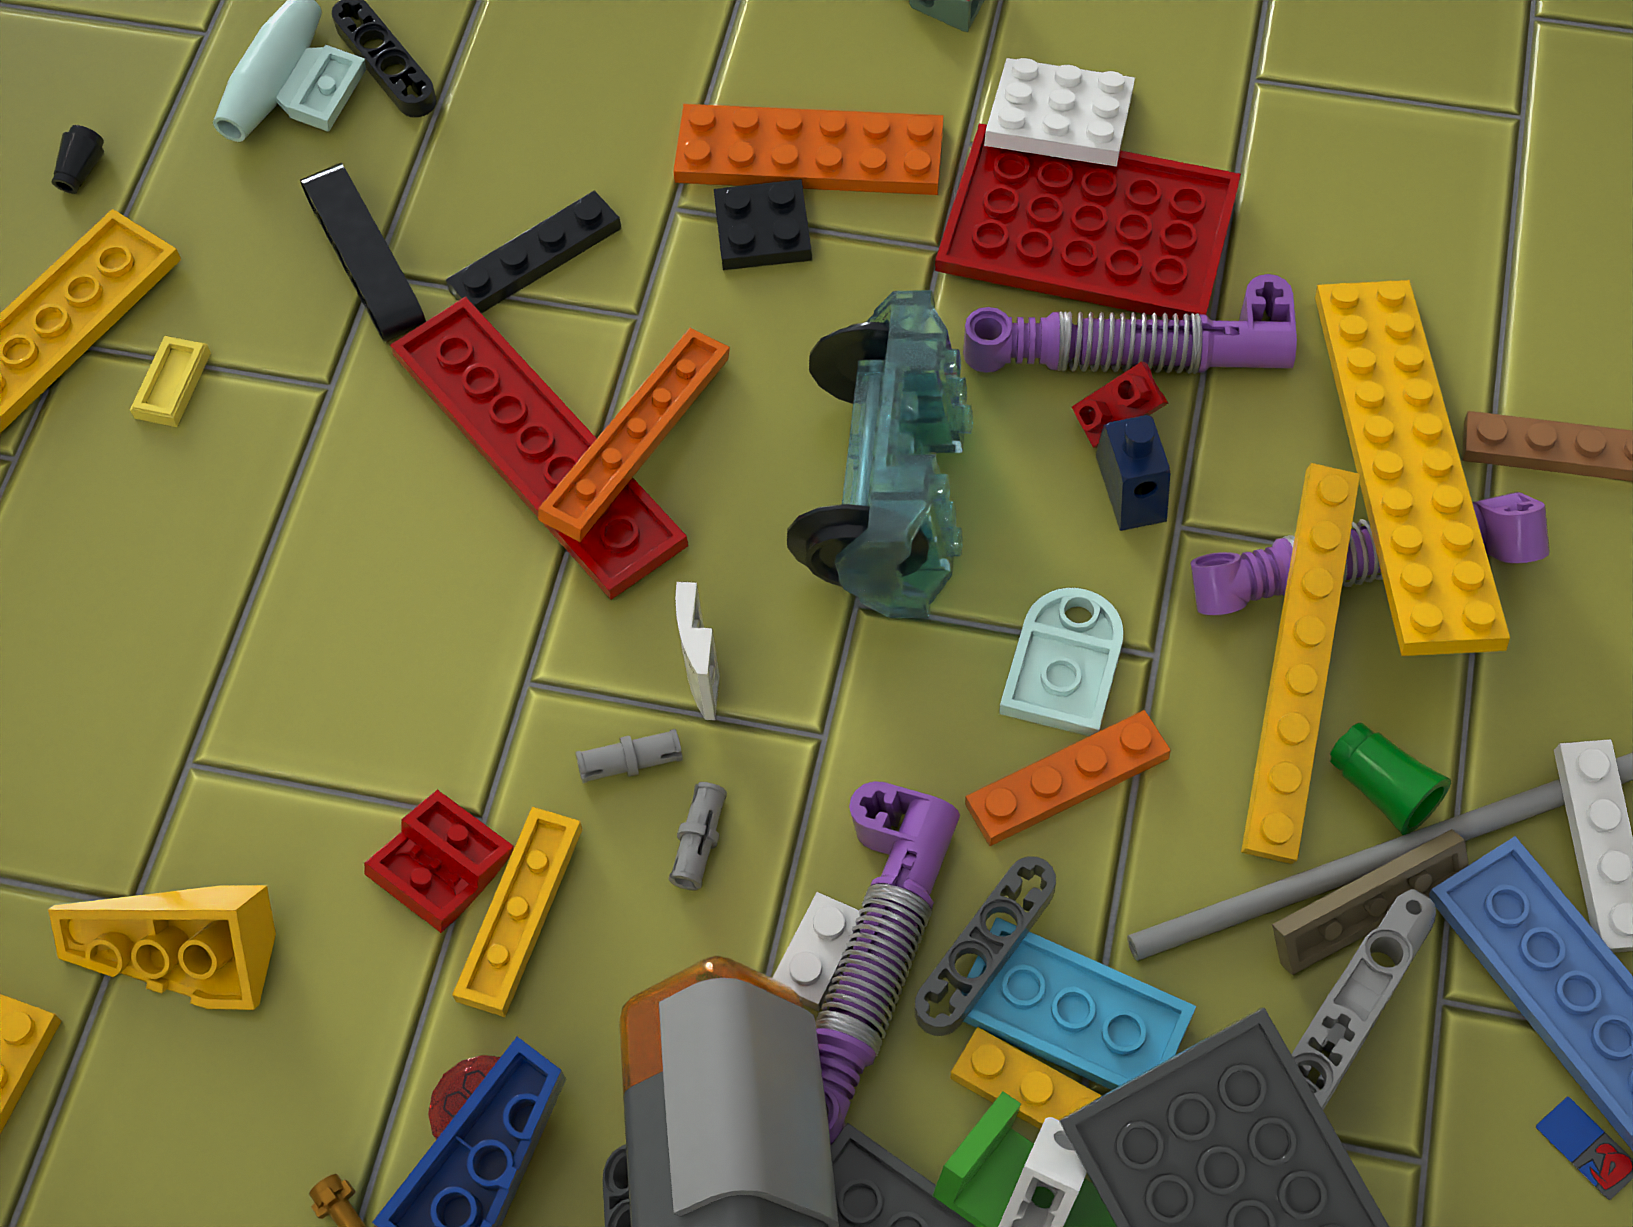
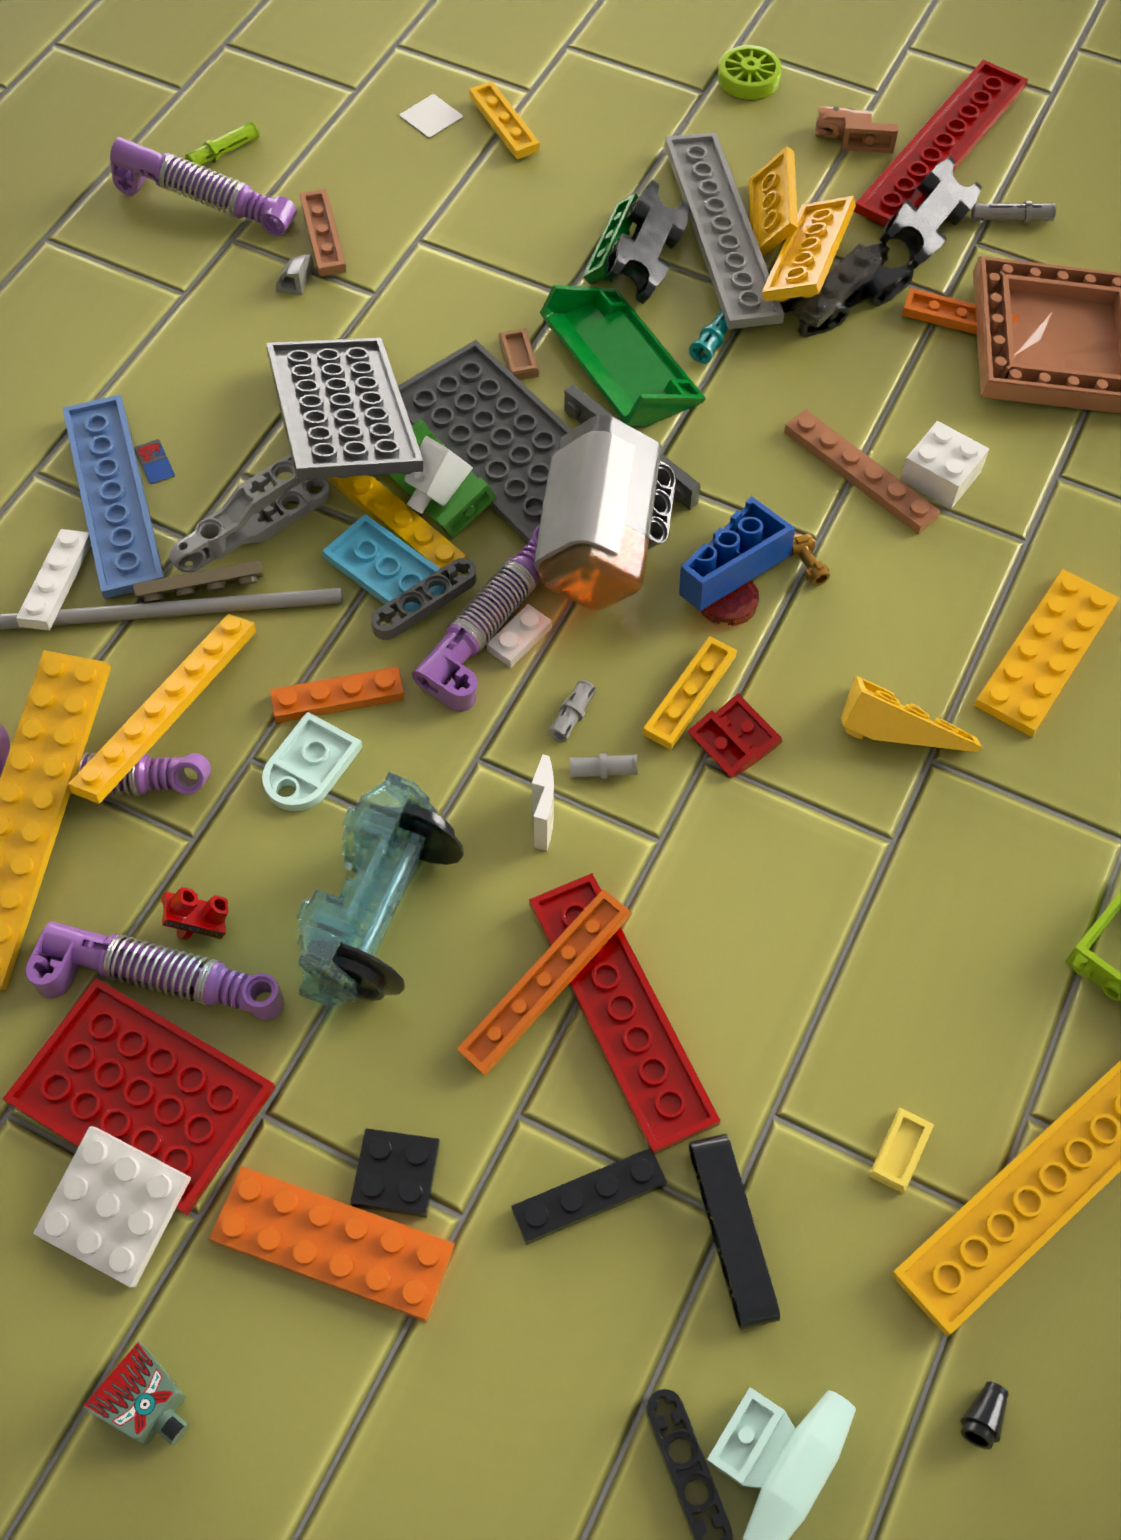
camera: 170 degrees left, 0 degrees up
(1128, 456) = (206, 857): dark blue torso -> none
(1389, 777) = (151, 636): green plant -> none

